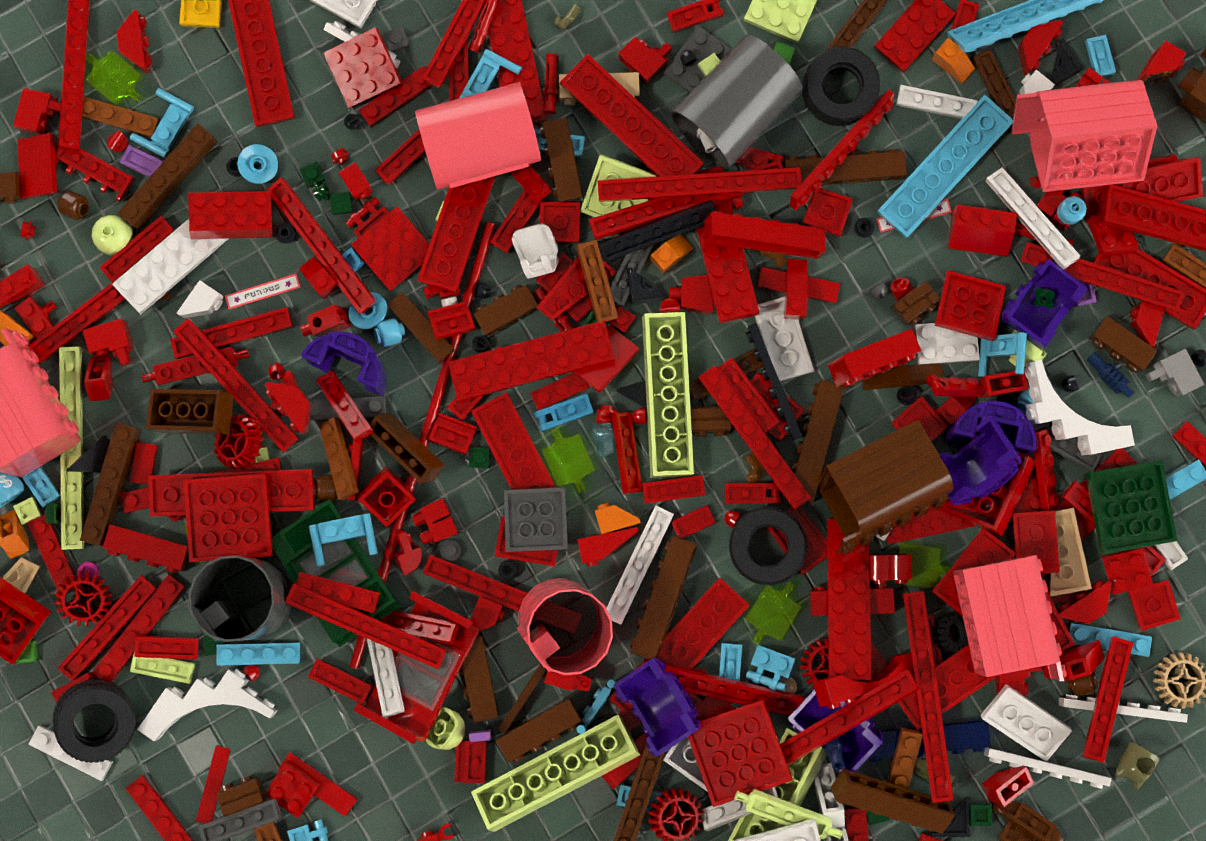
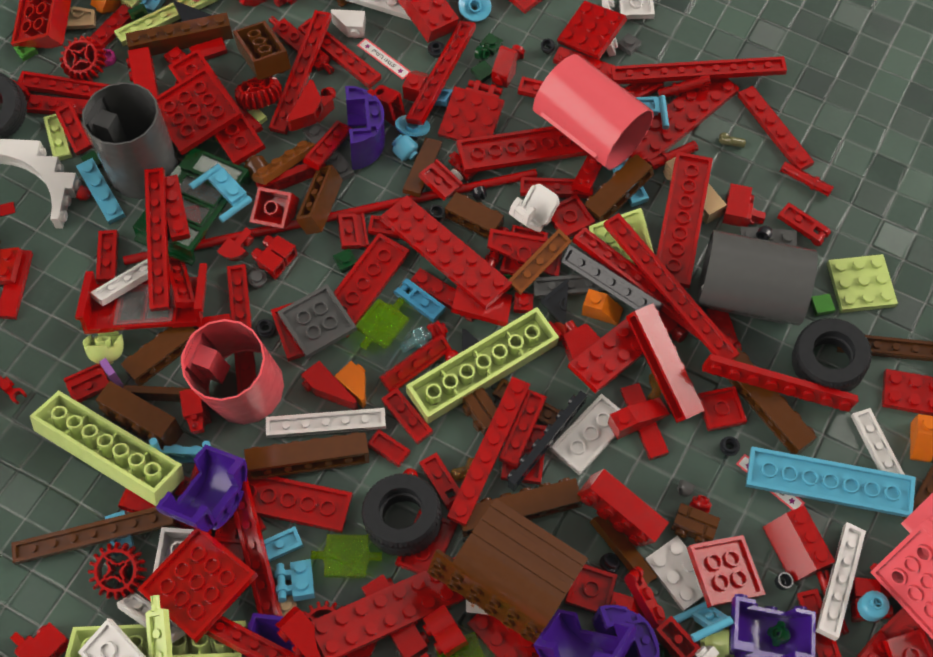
camera: 60 degrees right, 20 degrees down
(1005, 261) = (786, 581): none -> black hinge

